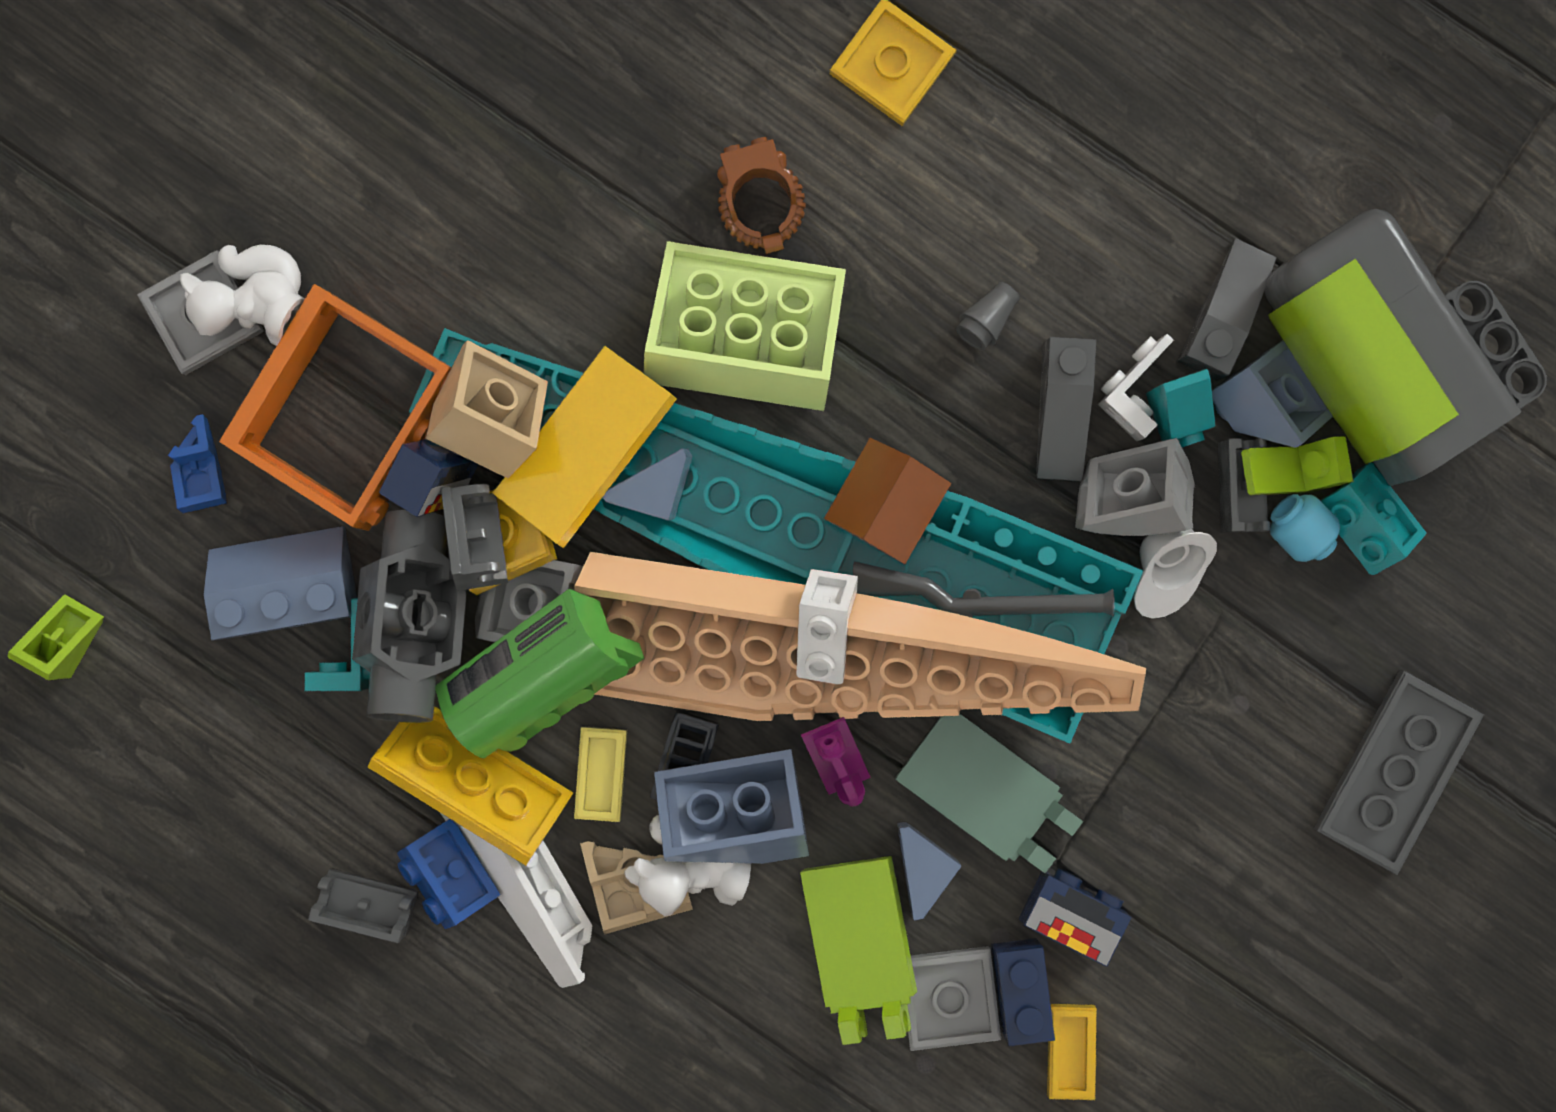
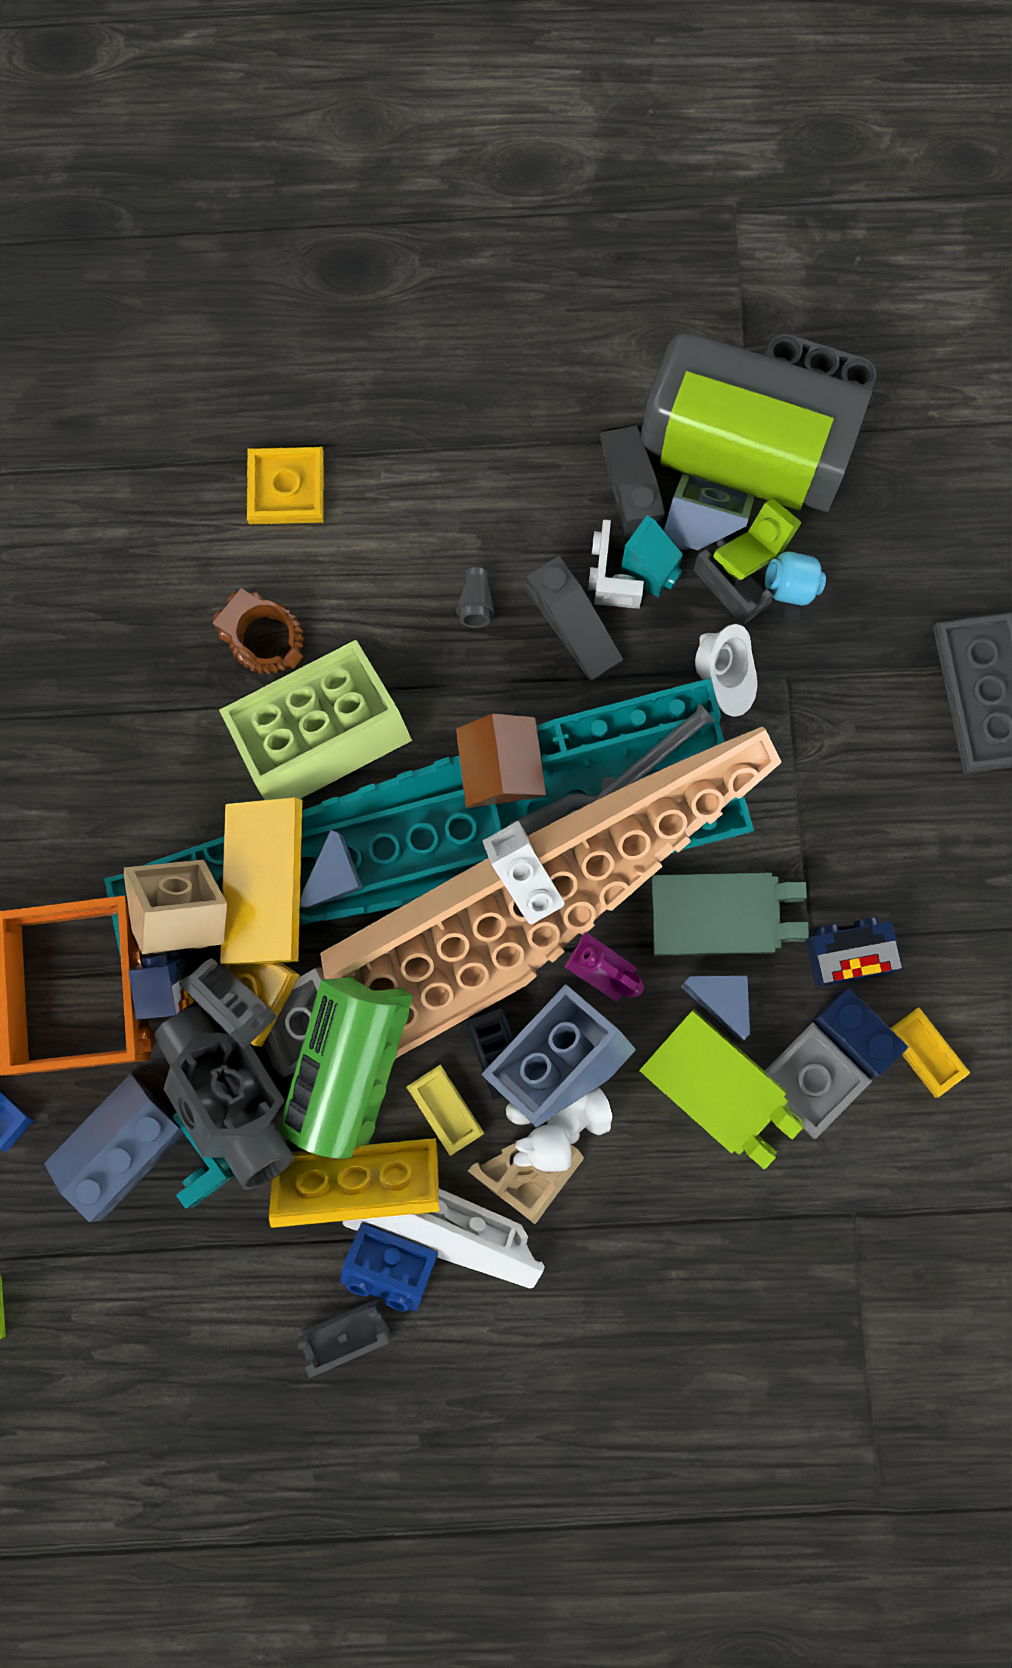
camera: 30 degrees left, 10 degrees down
(1137, 492) = (665, 635): light grey slope -> none
(1374, 520) = (836, 541): teal bracket -> none

